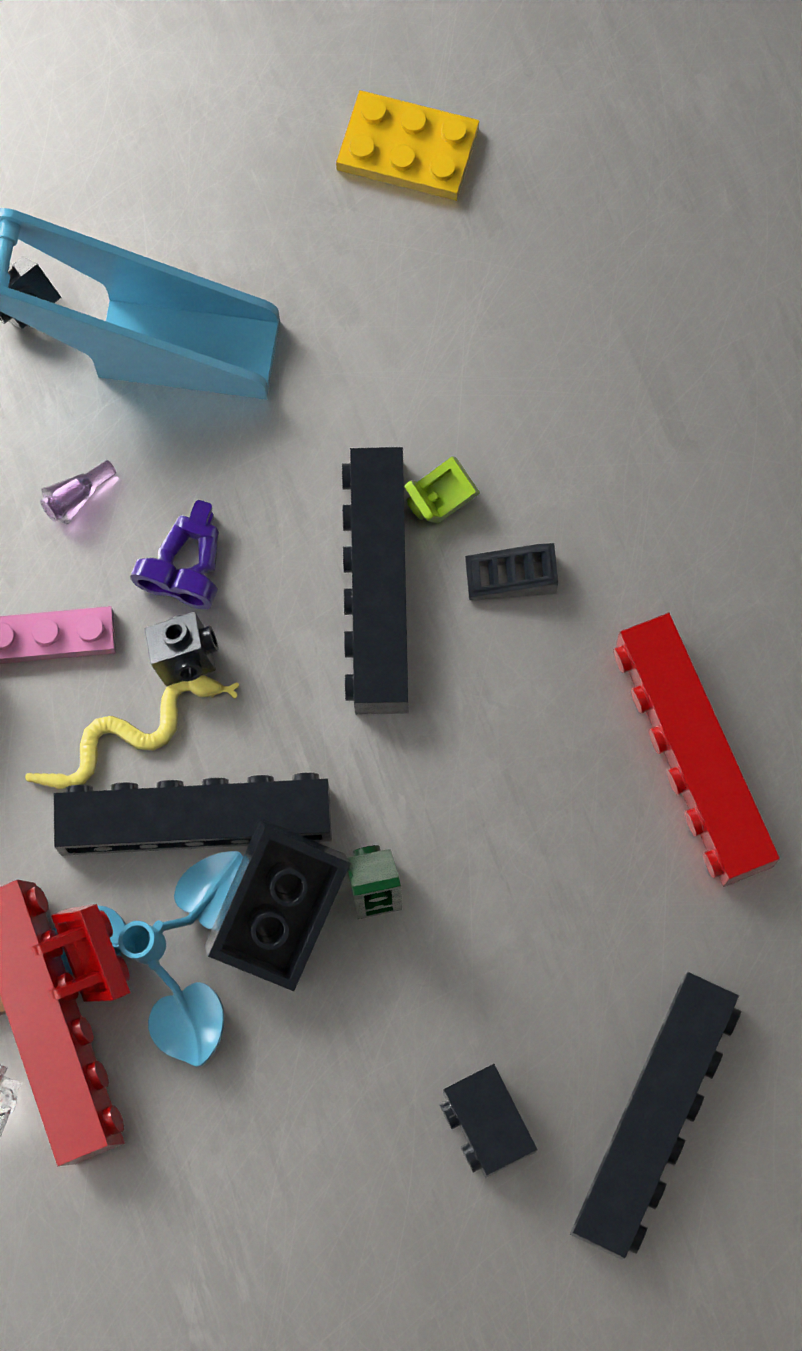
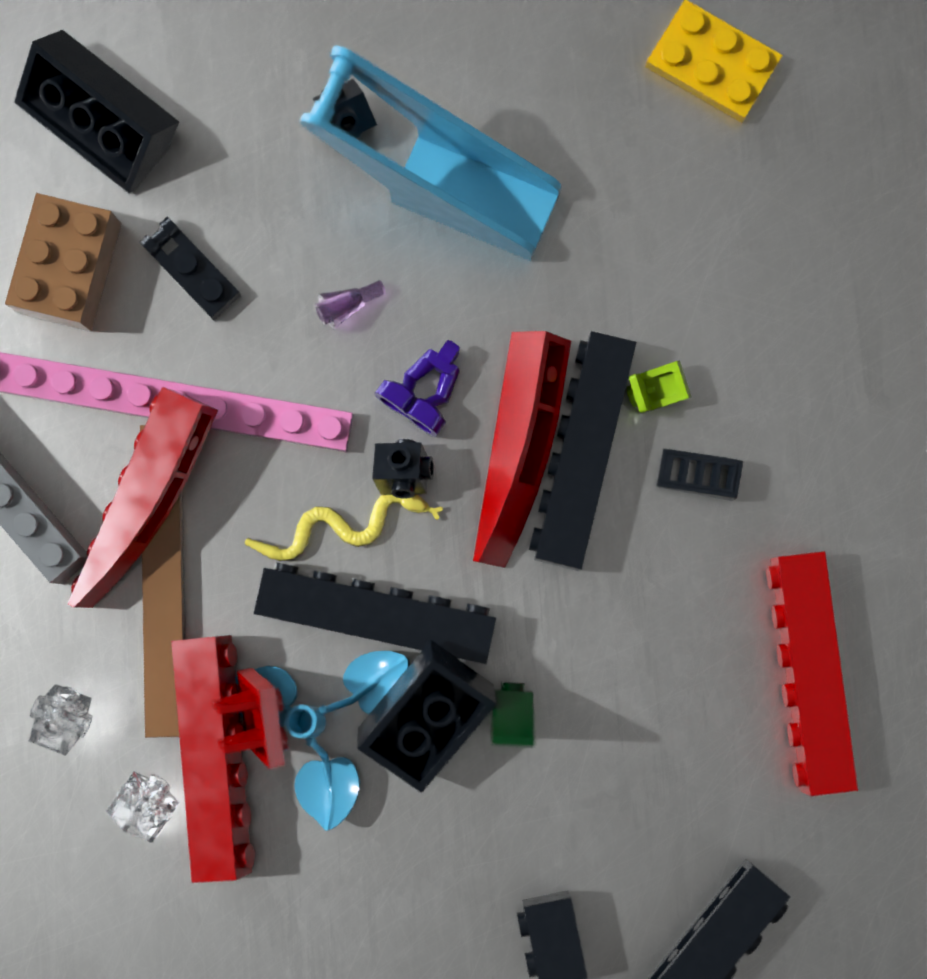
camera: 15 degrees right, 10 degrees up
(305, 586) = (521, 440): none -> red slope

